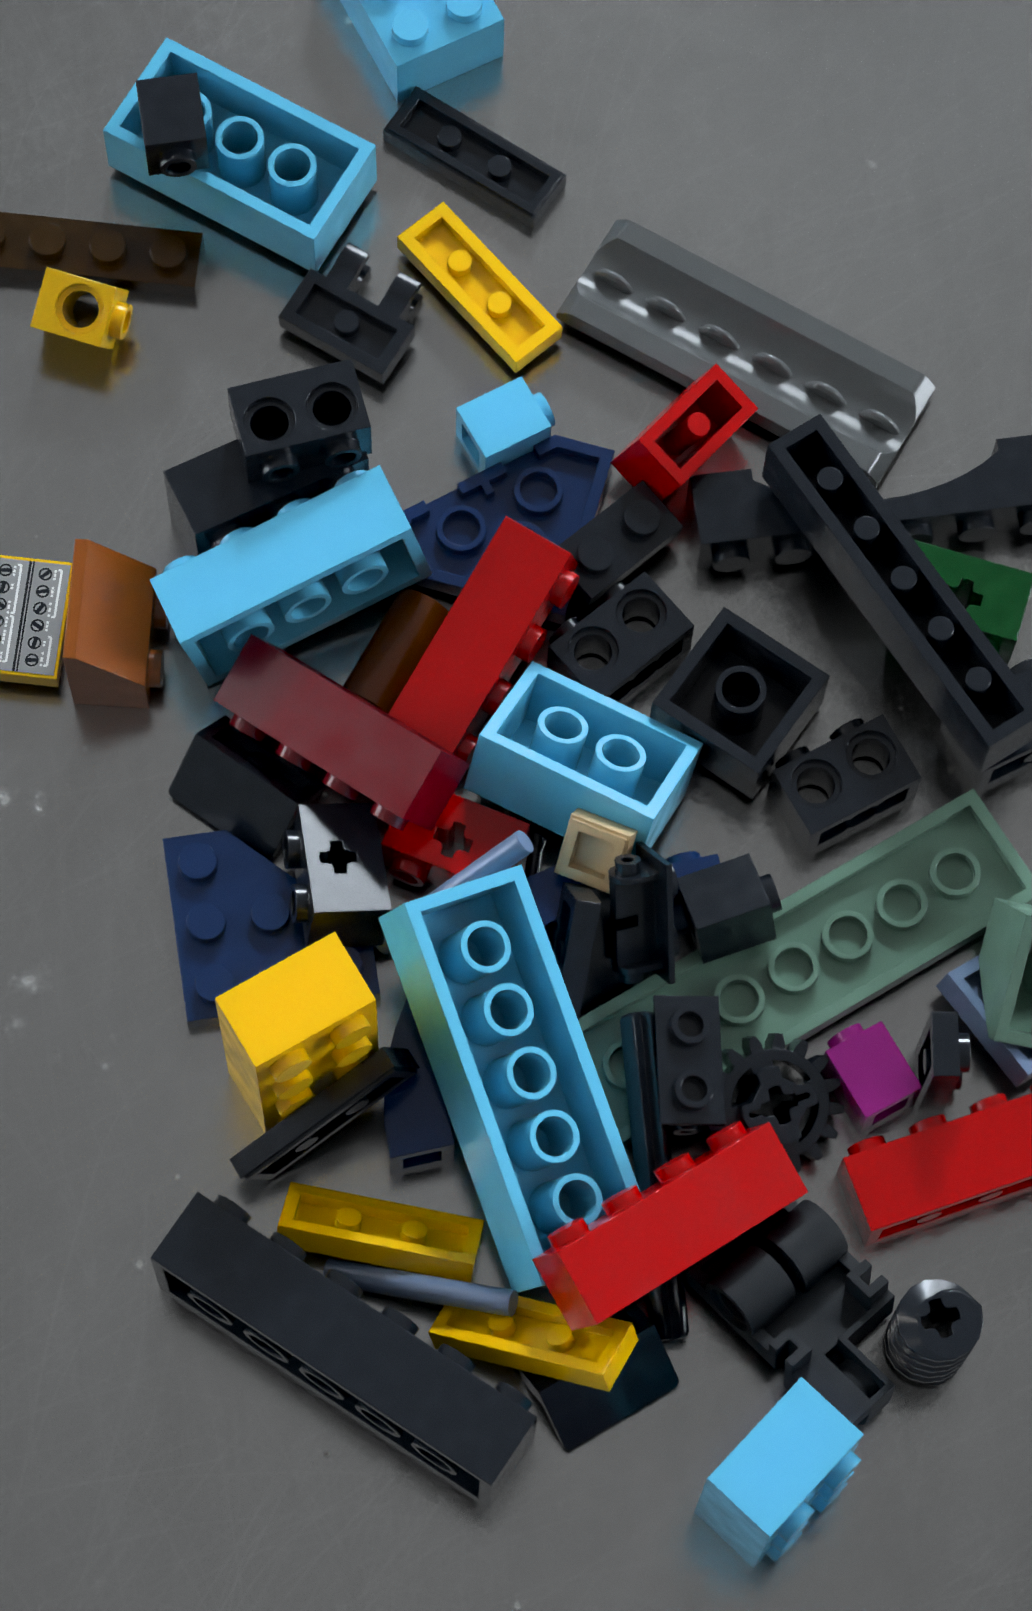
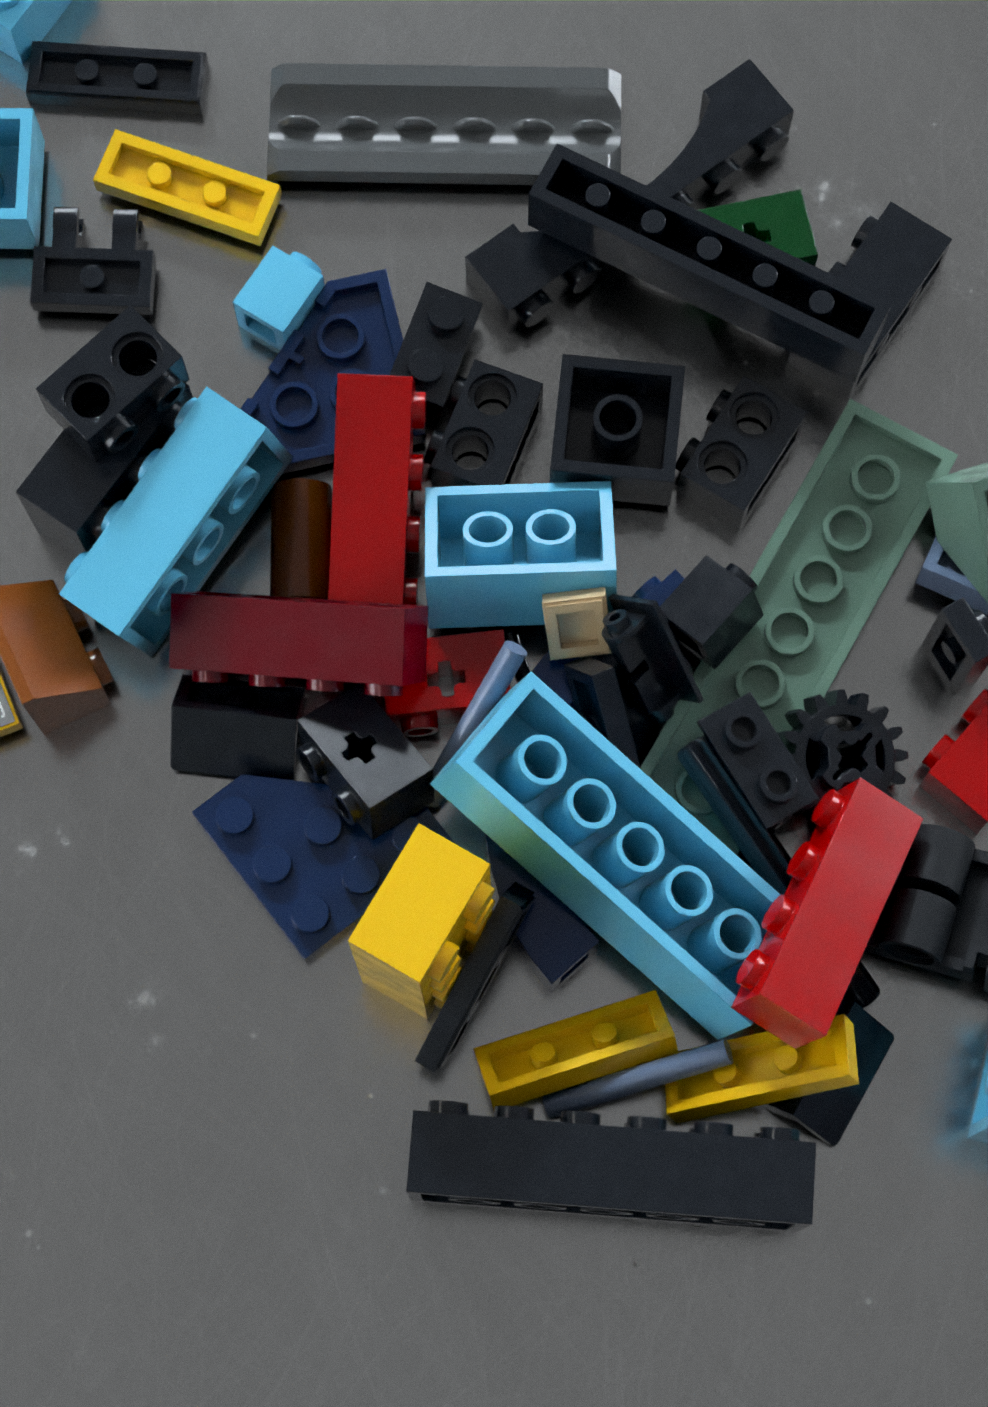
camera: 25 degrees left, 5 degrees up
(685, 433) = (440, 222): red brick -> none
(871, 1074) = (905, 684): magenta brick -> none

